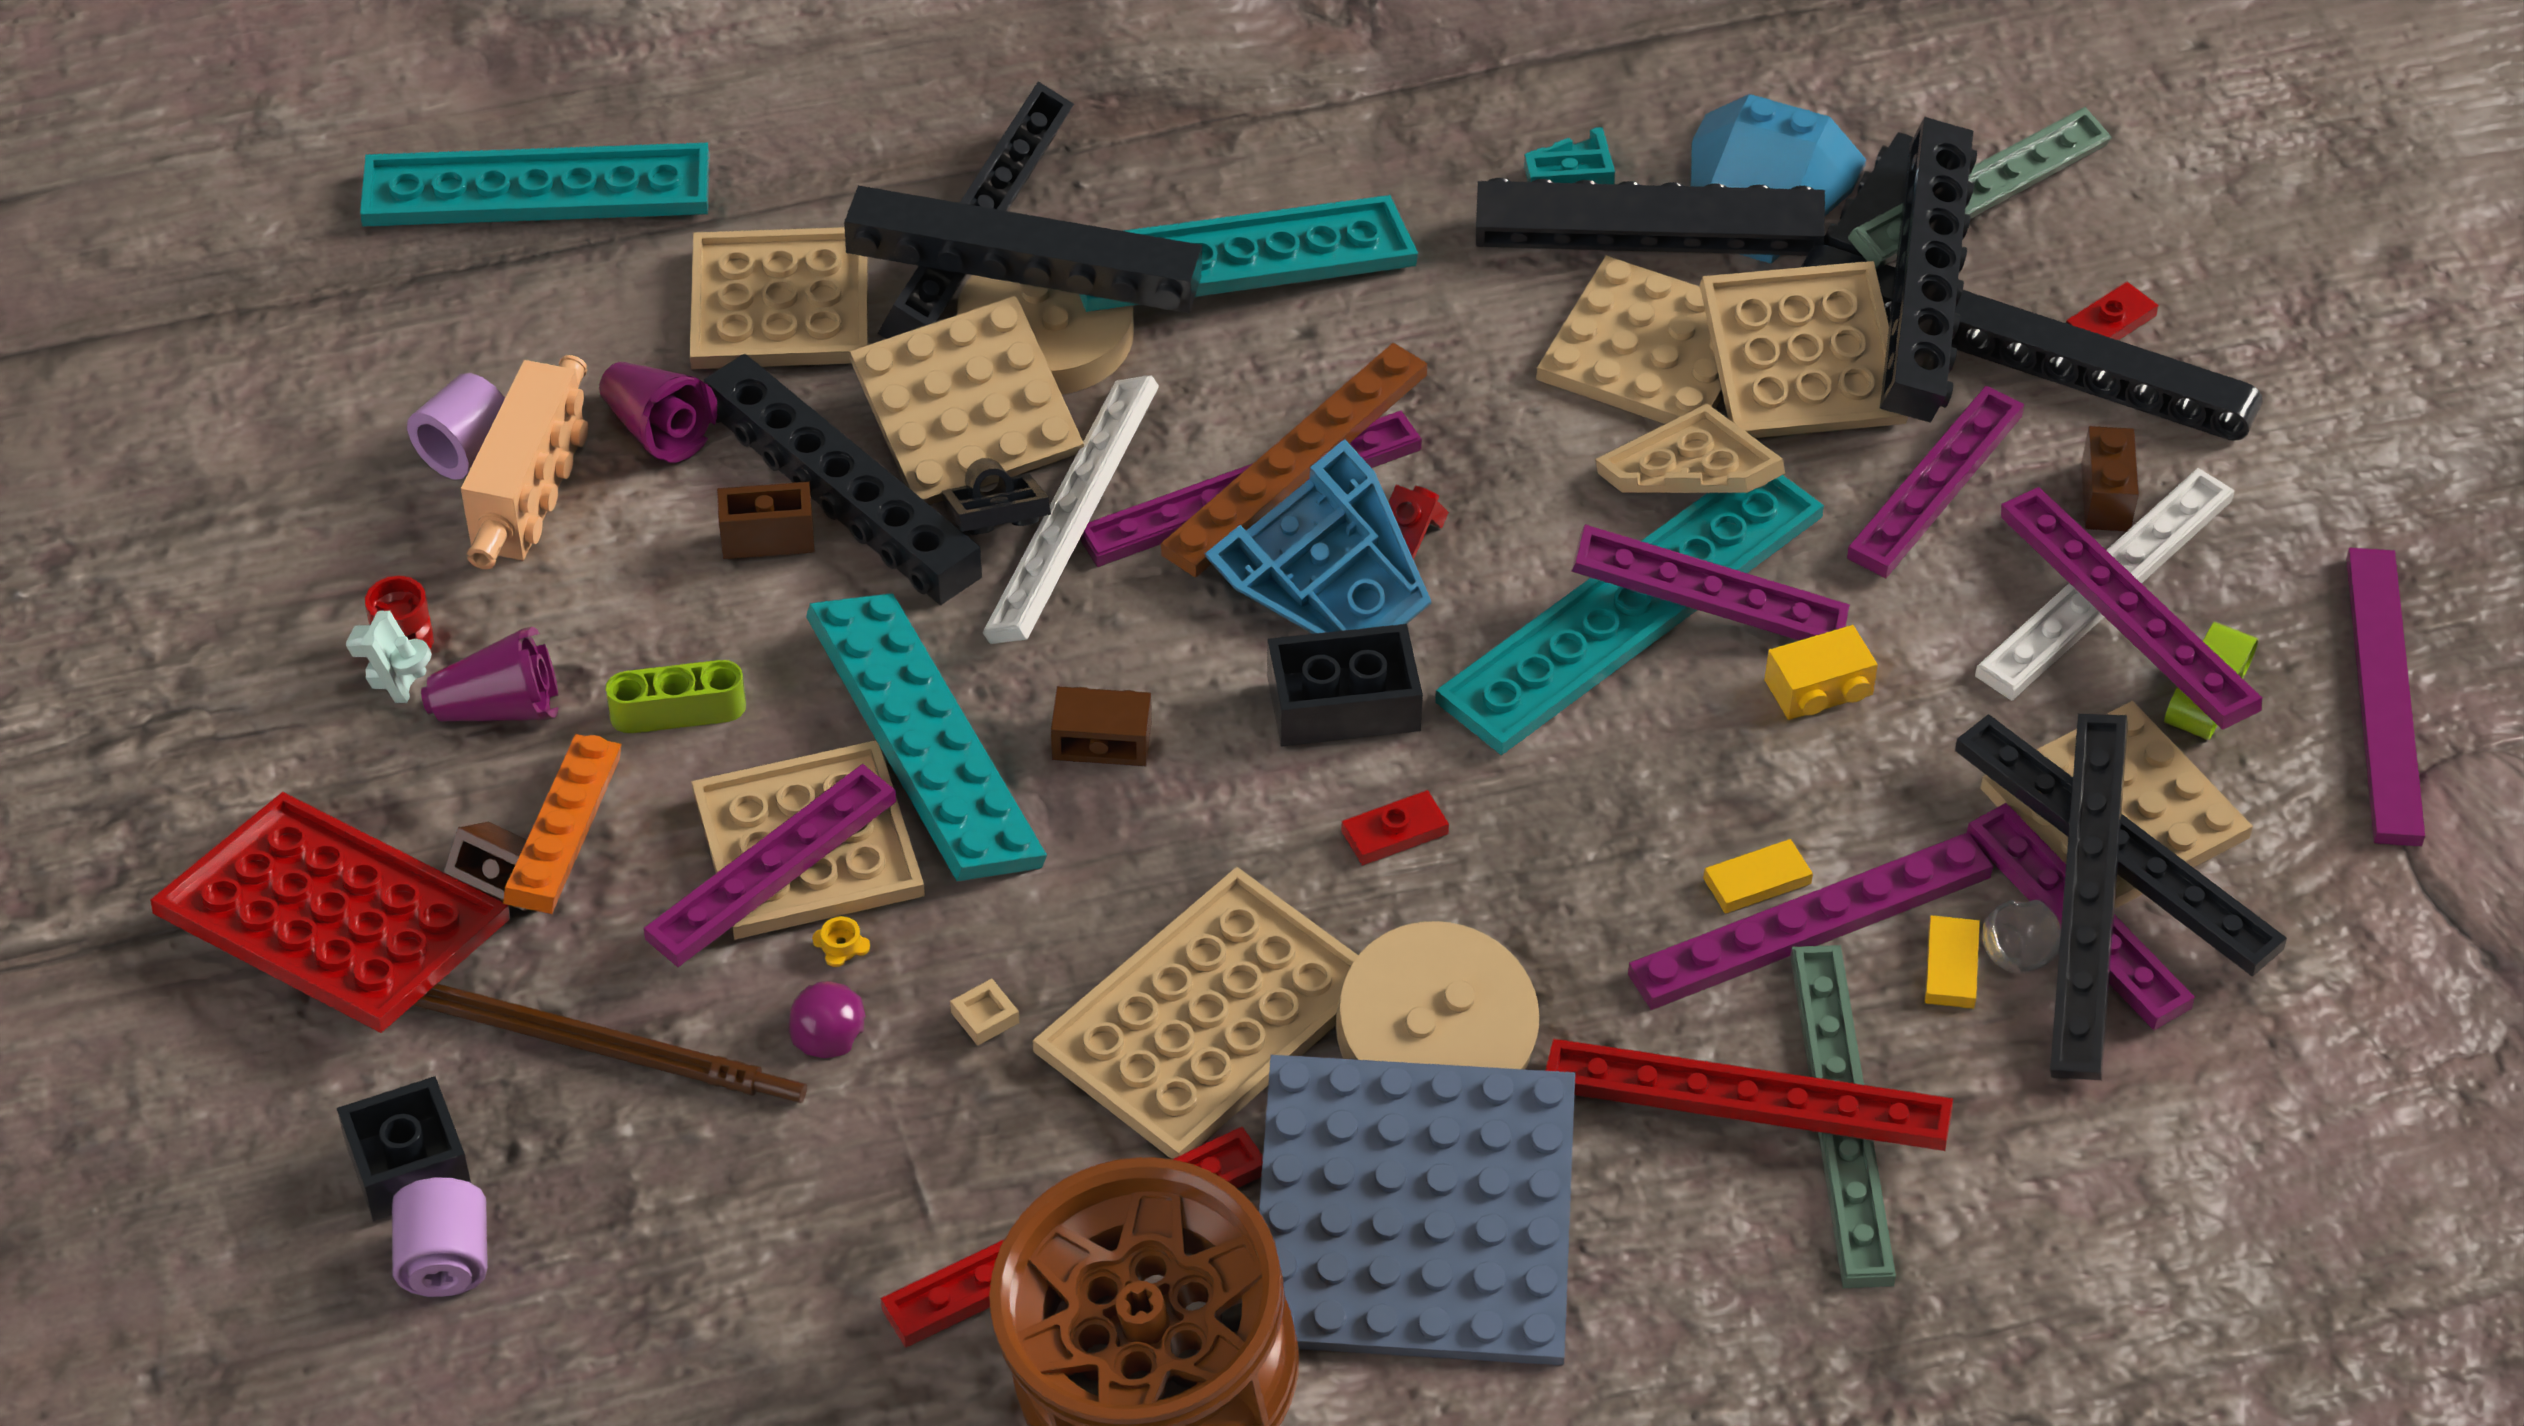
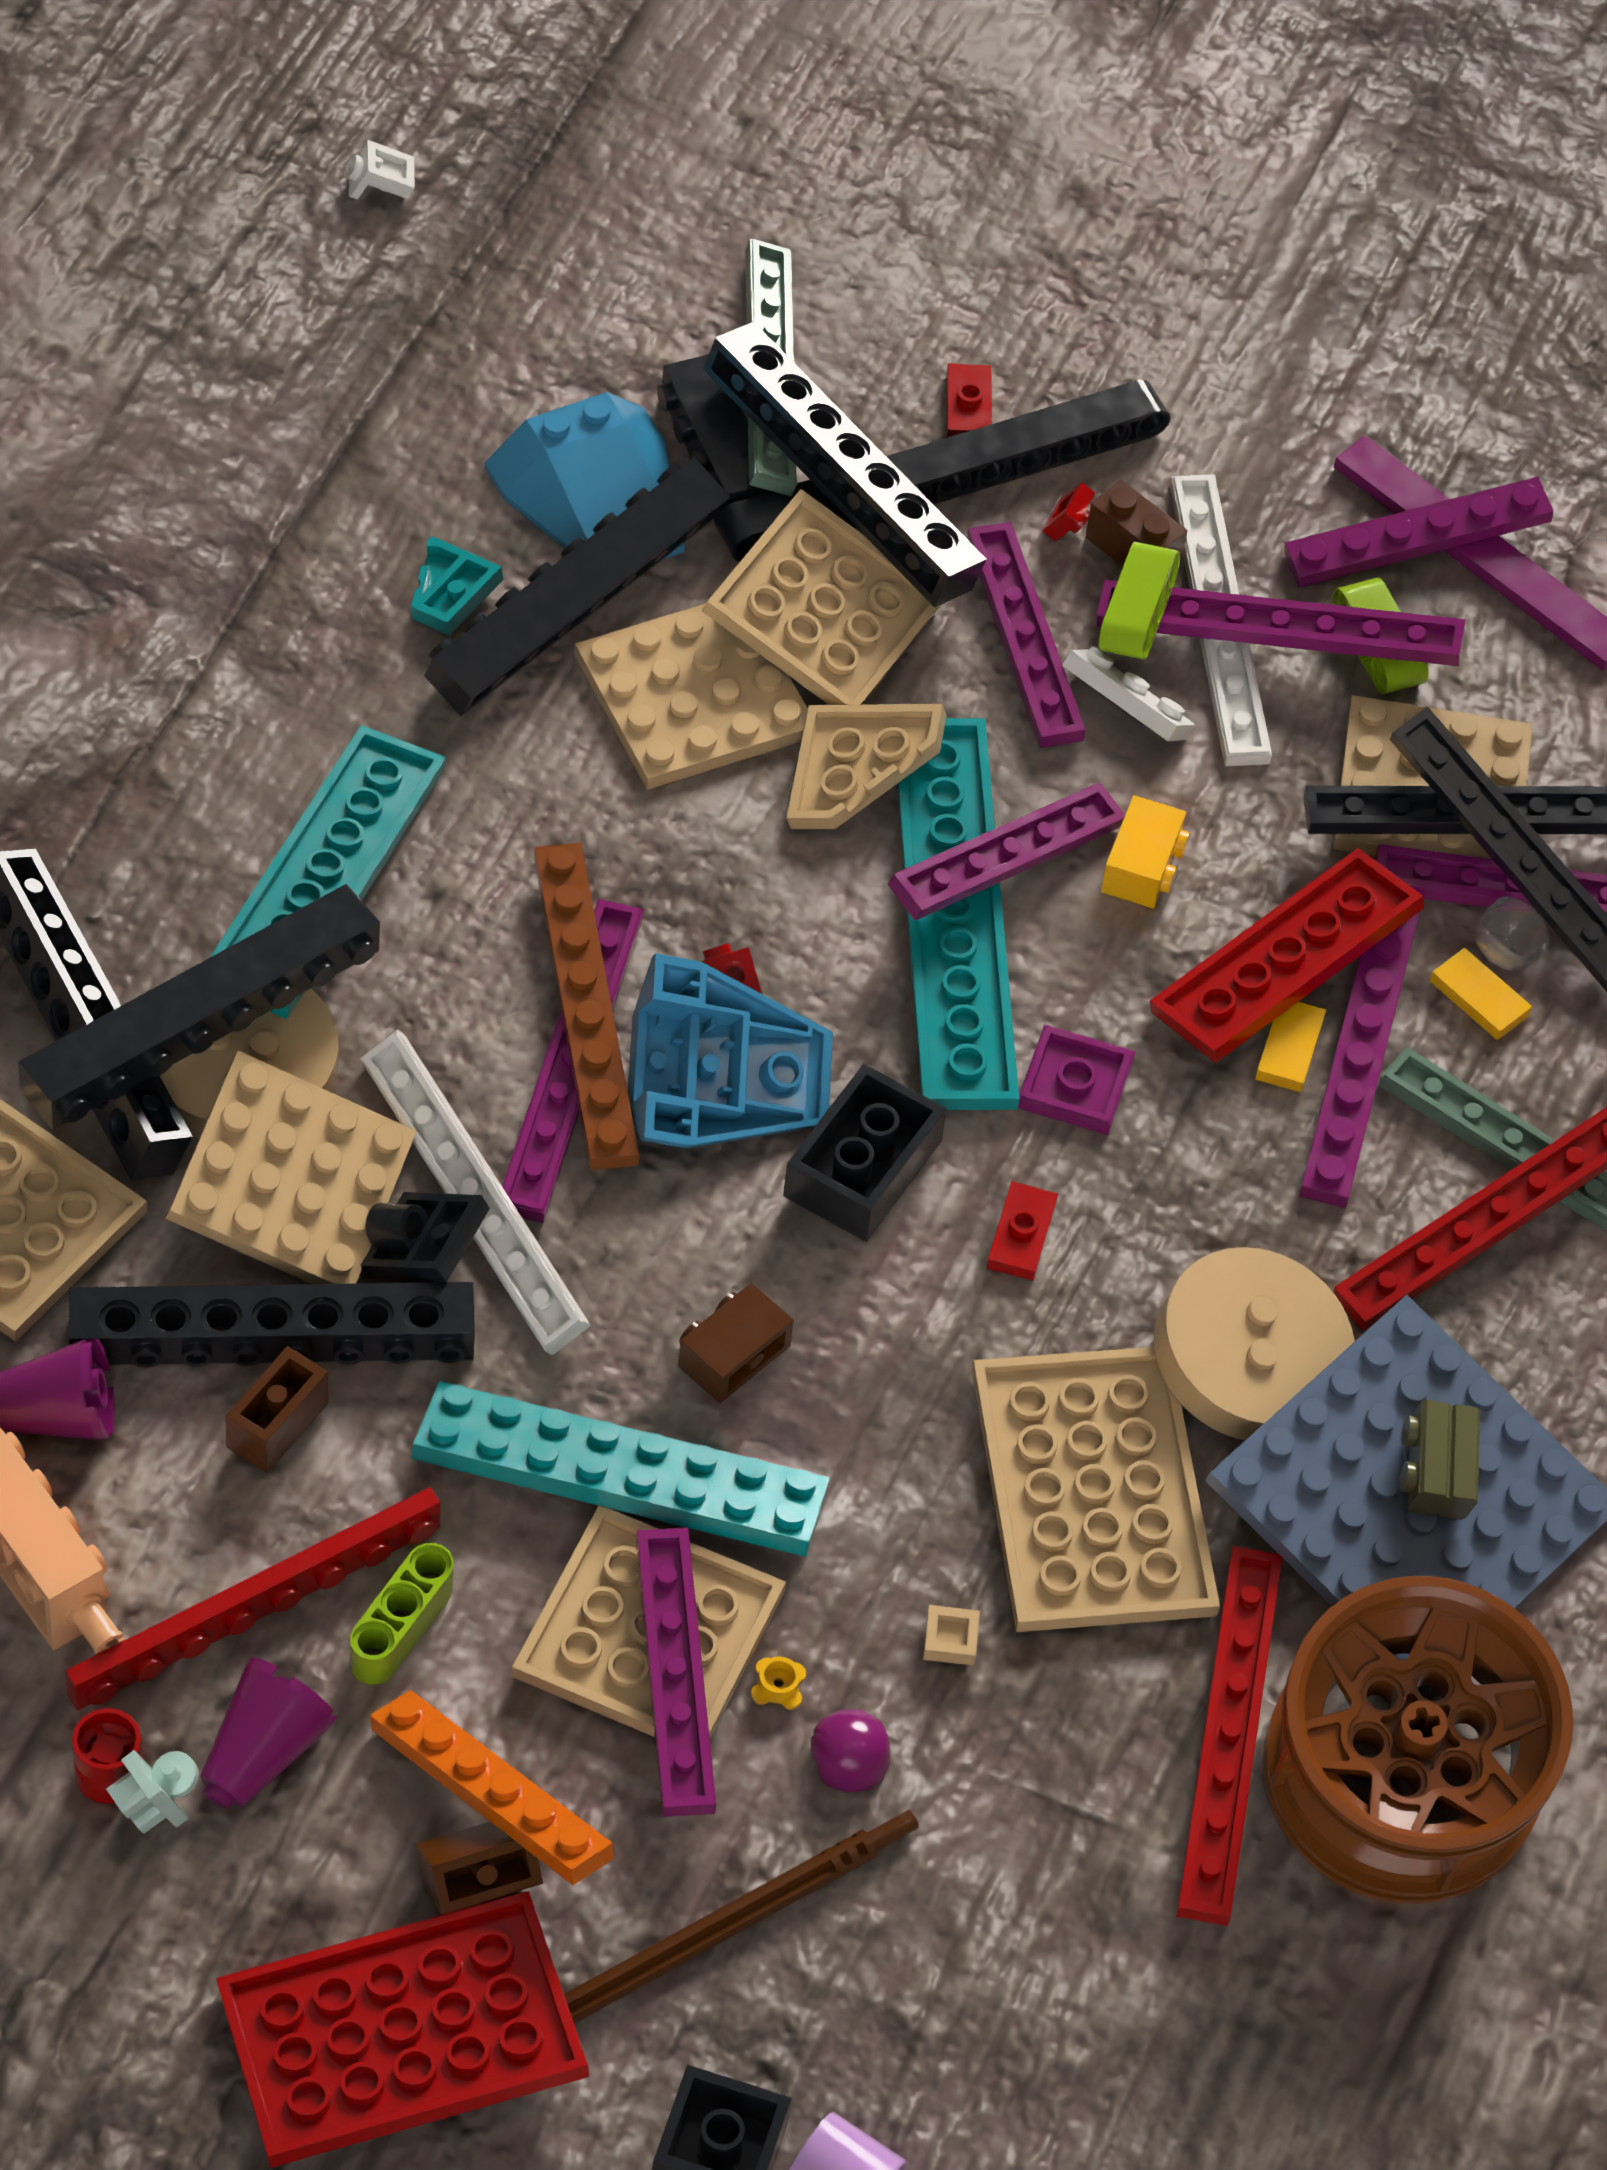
camera: 55 degrees left, 5 degrees up
(609, 614) = (243, 1604): none -> red plate
(1439, 1187) = (1441, 1459): none -> olive brick
(1570, 772) = (1076, 1079): none -> magenta tile
(1826, 811) = (1286, 955): none -> red plate
(1956, 572) = (1129, 693): none -> white plate
(2032, 509) = (1139, 600): none -> lime beam
(2074, 430) = (1069, 513): none -> red plate
(2343, 638) = (1418, 532): none -> magenta plate

